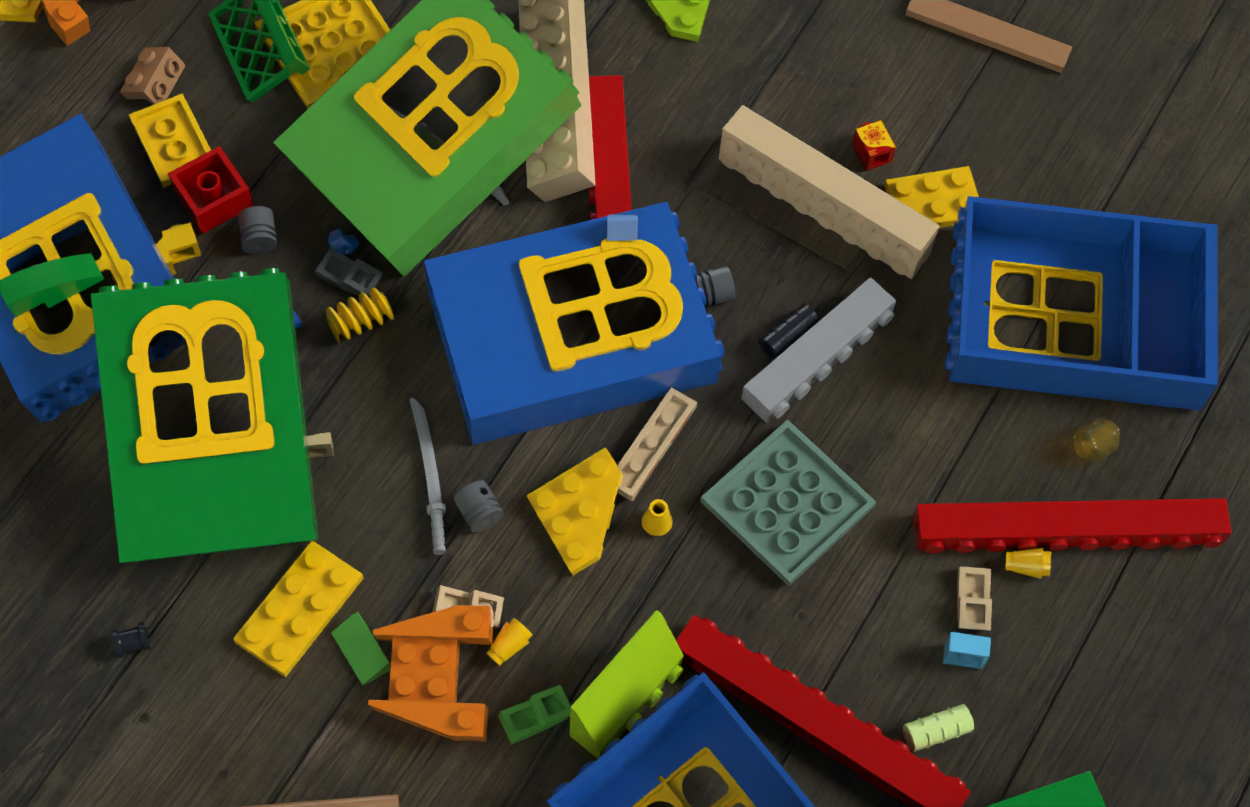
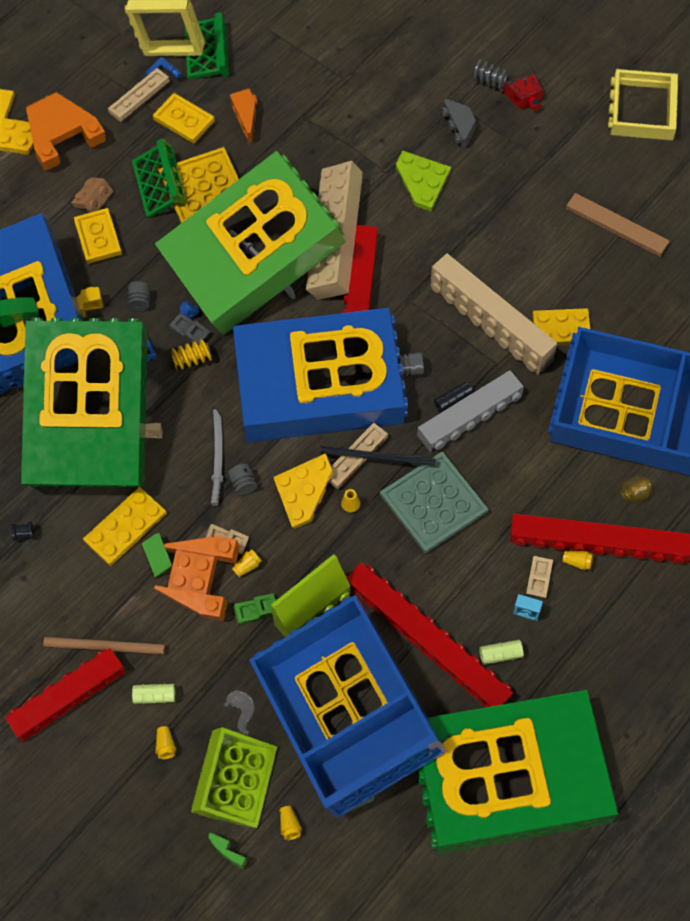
camera: 15 degrees right, 0 degrees up
(210, 189) = (114, 268): red brick -> none
(622, 227) = (356, 320): medium blue slope -> none
(748, 438) = (415, 460): none -> black bar
(873, 145) = (529, 288): brick -> none

